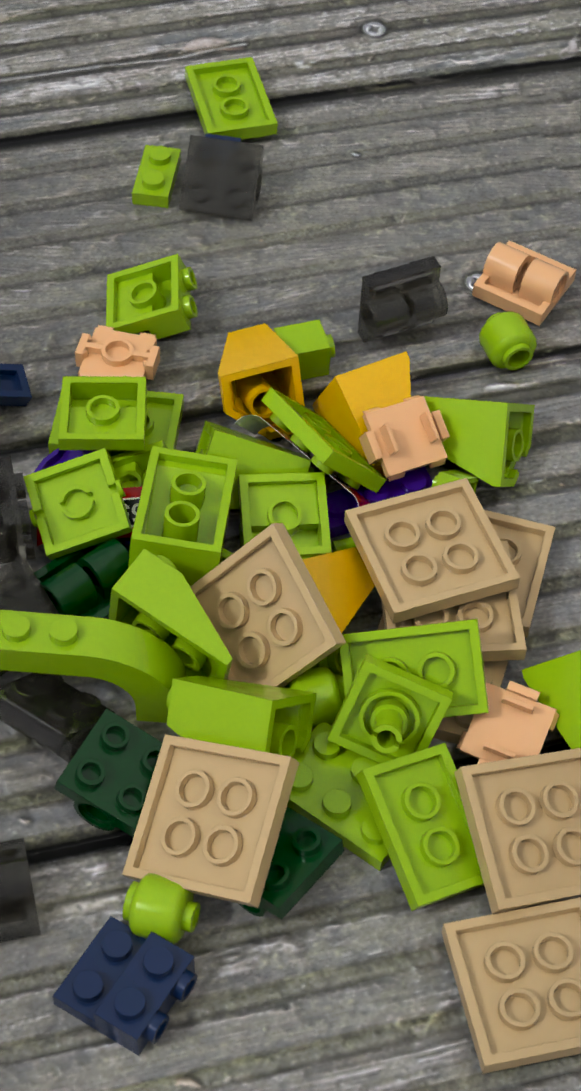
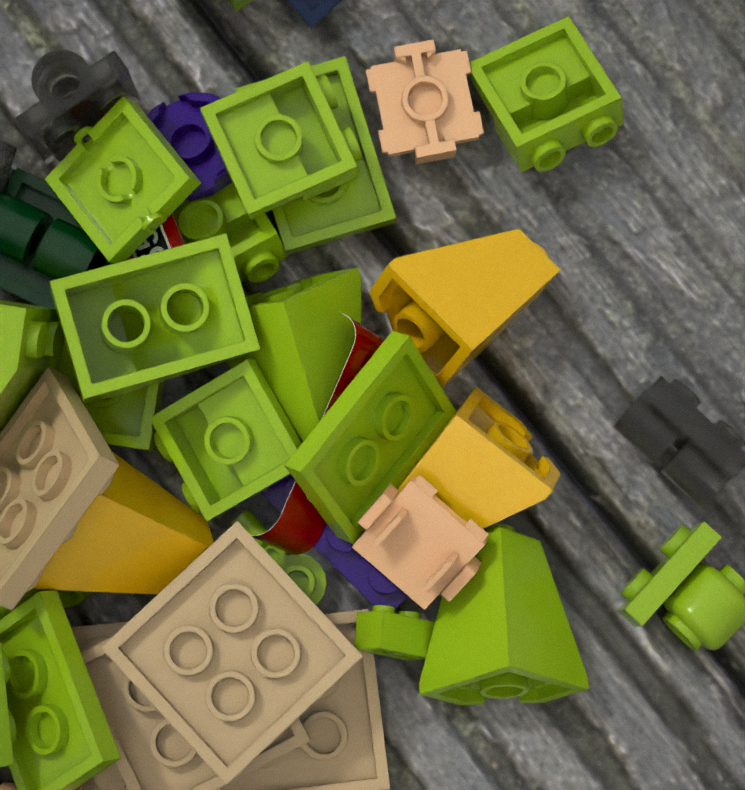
camera: 65 degrees right, 30 degrees up
(311, 346) = (552, 337): lime brick -> none
(479, 349) = (683, 553): none -> lime plate

